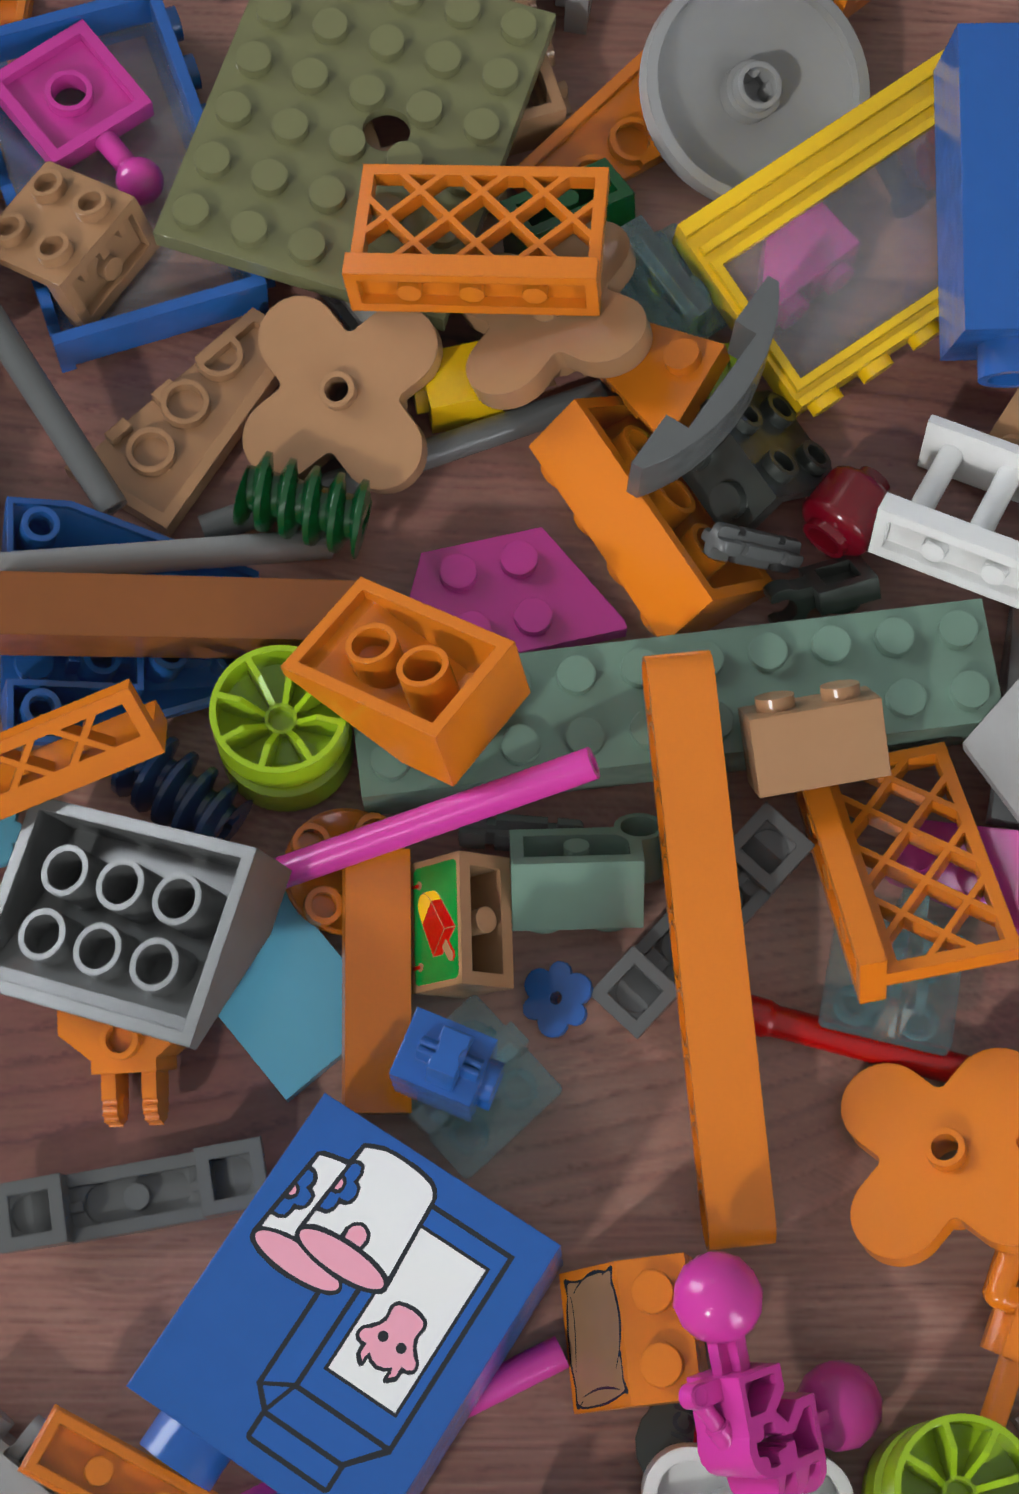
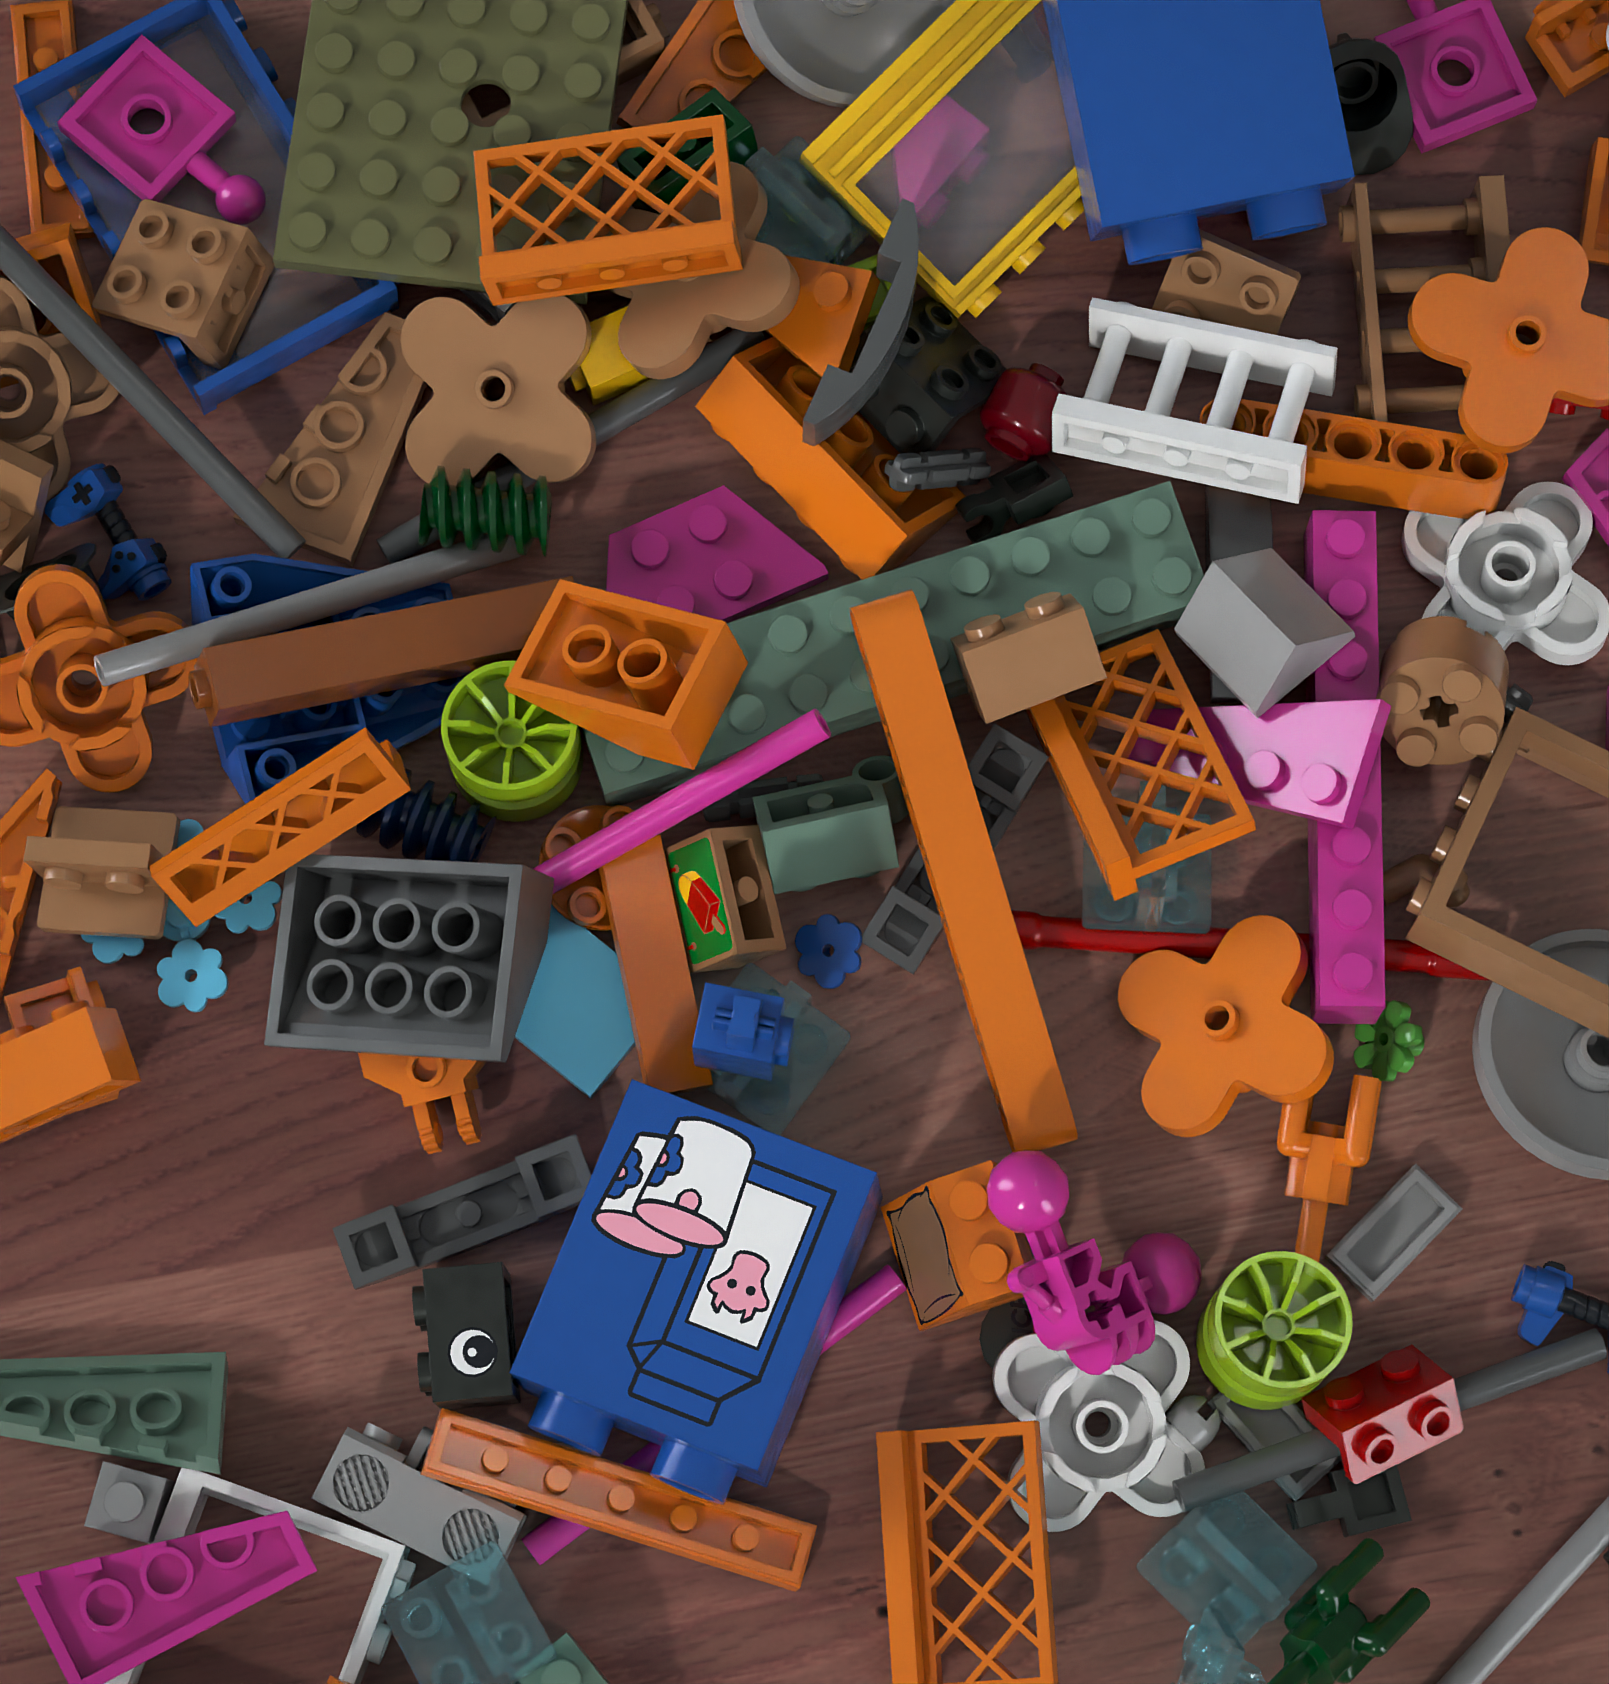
camera: 10 degrees left, 5 degrees up
(99, 1329) = (468, 1336): none -> pearl dark grey brick

